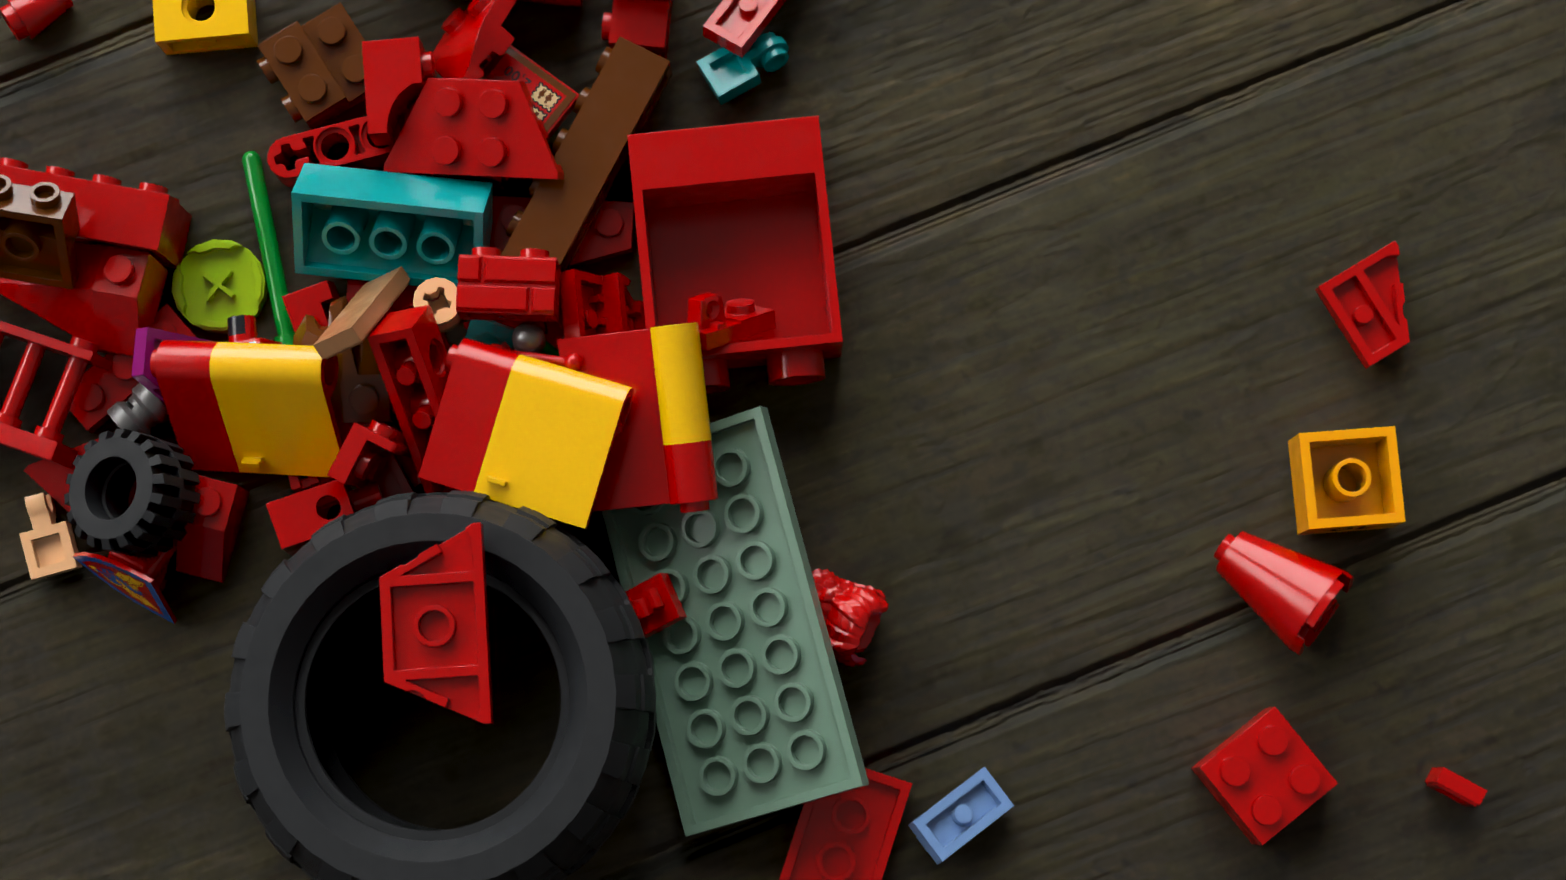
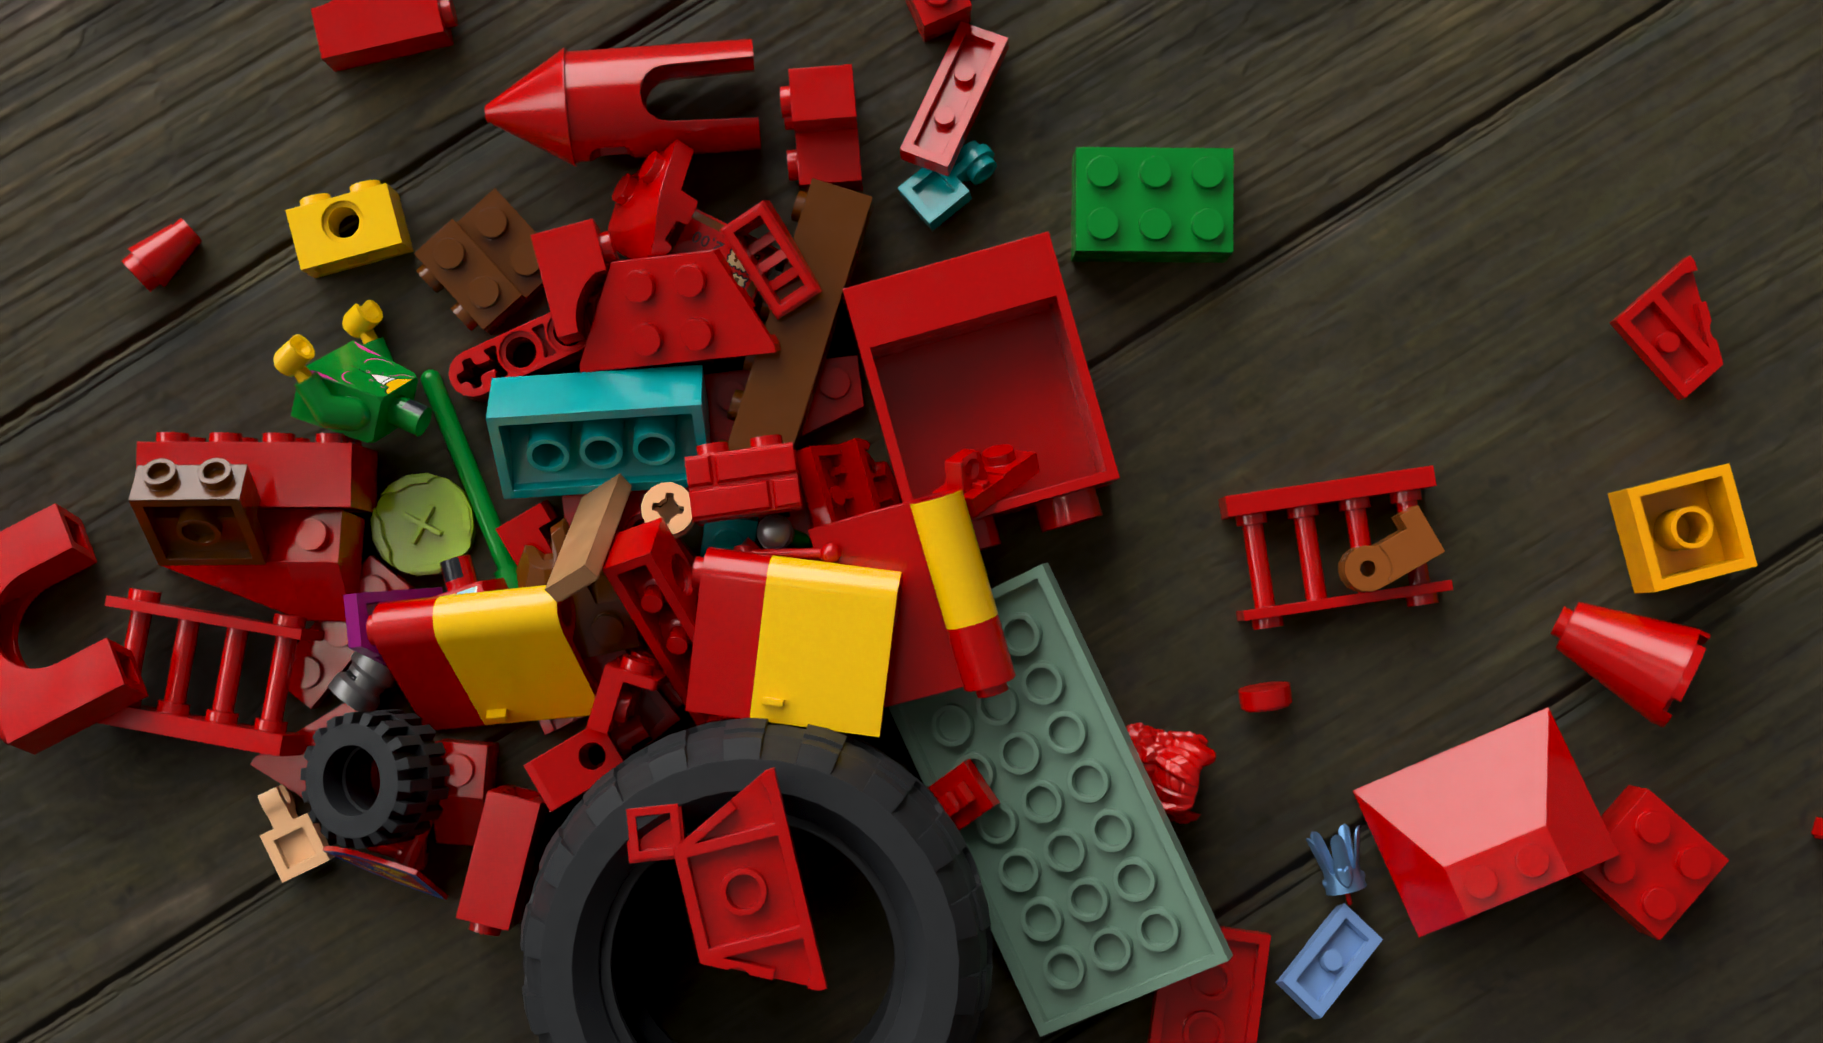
camera: 10 degrees left, 5 degrees up
(182, 150) = (355, 386): none -> green torso
(231, 587) = (504, 859): none -> red brick
(366, 576) = (660, 841): none -> red tile
(554, 64) = (735, 236): none -> red slope
(919, 114) = (1152, 204): none -> green brick
(945, 568) = (1265, 696): none -> red tile
(987, 729) = (1342, 871): none -> flat silver piece
(1055, 403) = (1302, 505): none -> red fence
(1061, 463) = (1399, 553): none -> dark orange leg
(1122, 712) = (1485, 822): none -> red slope

